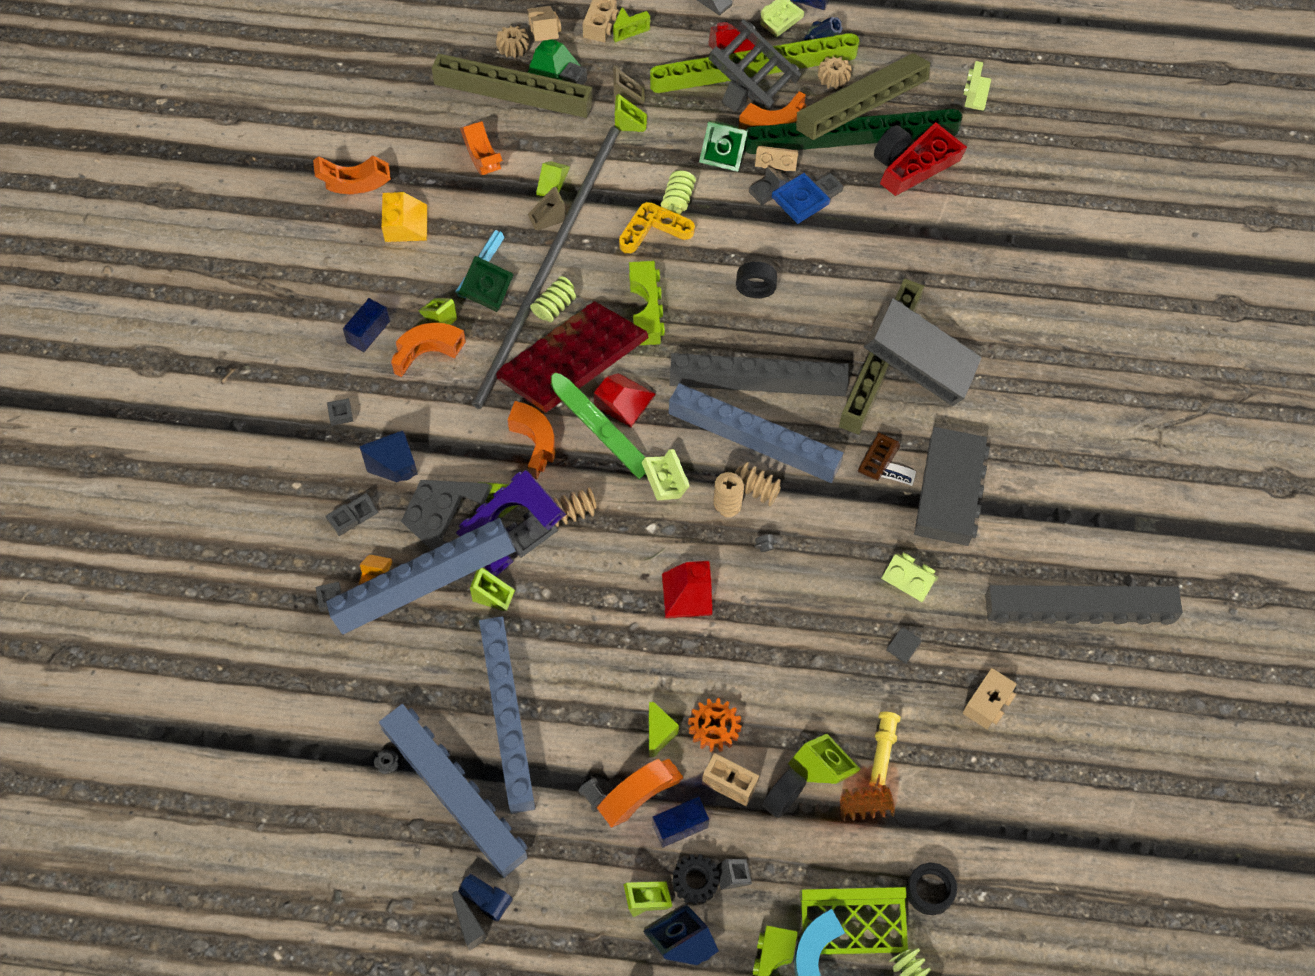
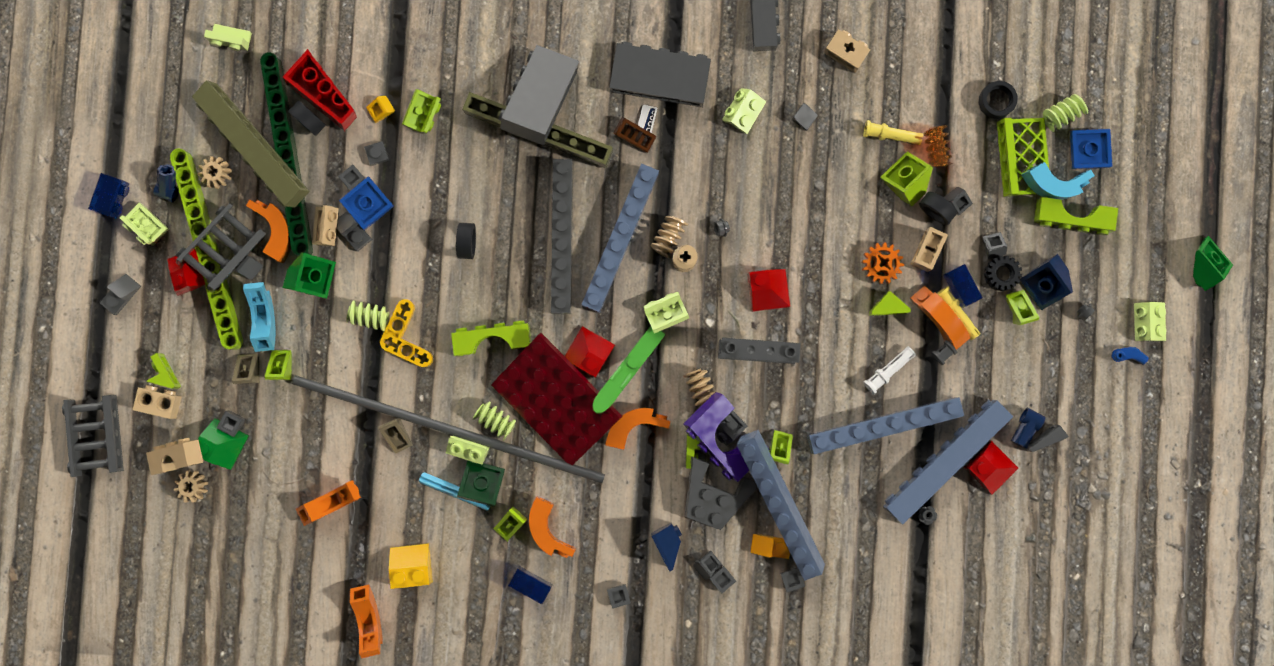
camera: 90 degrees left, 25 degrees up
(437, 846) = (991, 467): none -> red slope
(512, 85) = (250, 481): olive brick -> none
(524, 272) = (467, 450): none -> yellowish green bracket
(551, 176) = (354, 433): lime slope -> none
(571, 718) = (882, 375): none -> white pin
(611, 565) = (759, 350): none -> dark grey fence
(643, 817) = (954, 303): none -> light yellow pin
(681, 105) = (262, 316): none -> medium azure arch
(794, 830) = (959, 199): none -> dark grey slope
(855, 211) = (376, 153): none -> dark grey plate
(901, 249) = (421, 112): none -> lime bracket
(905, 217) = (380, 108): none -> yellow slope

